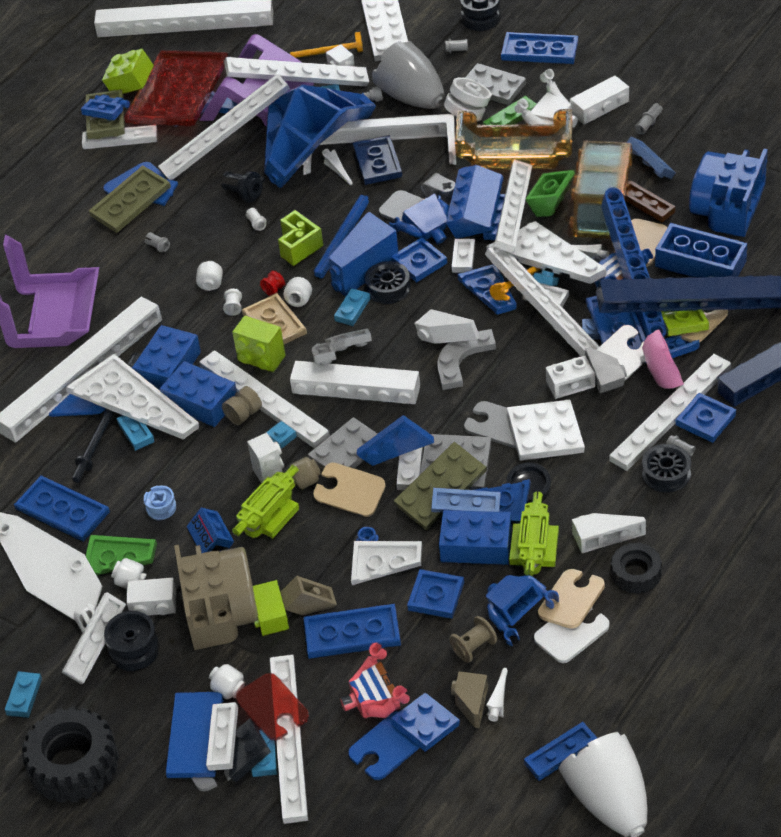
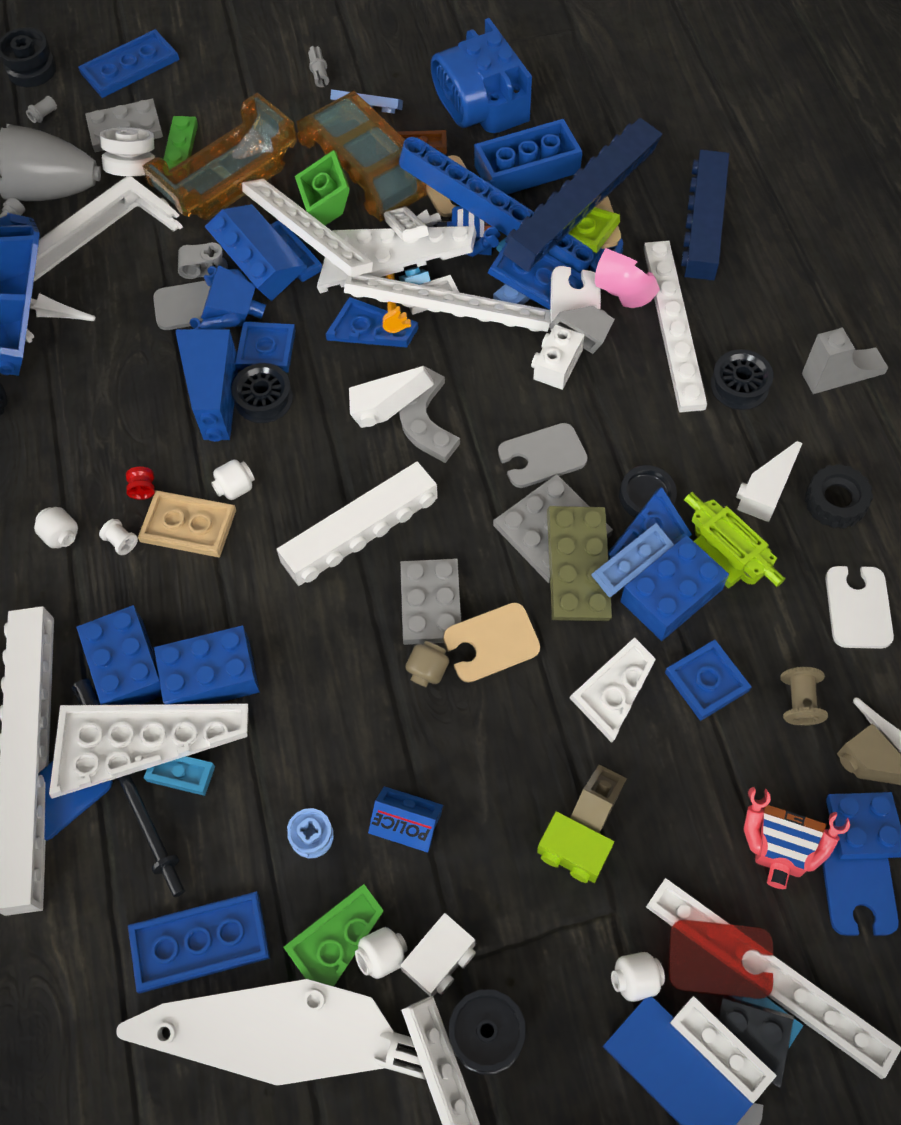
camera: 50 degrees left, 15 degrees up
(216, 594) = (515, 884): dark tan brick -> none
(242, 405) = (272, 642): dark tan wheel -> none
(258, 221) = (42, 428): white pin -> none
(259, 343) = (213, 560): lime brick -> none
(265, 456) = (379, 684): white brick -> none
(268, 506) = (439, 735): lime piece -> none
(272, 404) = (278, 616): white plate -> none
(282, 434) = (345, 641): dark azure plate -> none
(297, 292) = (180, 472): white head -> none
(299, 238) = (116, 409): lime brick -> none
(319, 315) = (232, 479): none -> white head
(325, 352) = (289, 496): light grey plate -> none
(346, 227) = (153, 381): blue axle -> none
(351, 630) = (676, 794): blue tile -> none
(352, 307) = (253, 445): dark azure plate -> none
(367, 534) = (566, 672): blue plate -> none
(377, 159) = (96, 274): dark blue plate -> none
(394, 441) = (489, 554): blue wing -> none
(409, 468) = (510, 563): white plate -> none
(463, 255) = (305, 311): white plate -> none
(513, 599) = (792, 624): blue torso -> none
(544, 141) = (251, 145): none -> clear piece
(545, 430) = (593, 427): white plate -> none
(547, 106) = (219, 110): white torso -> none
(569, 241) = (405, 224): none -> white tile
(573, 601) = (824, 583): tan piece -> none
(599, 99) = (252, 72): white brick -> none
(676, 441) = (717, 350): light grey pin -> none
(705, 417) = (712, 306): blue plate -> none
(731, 500) = (837, 363): none -> light grey arch

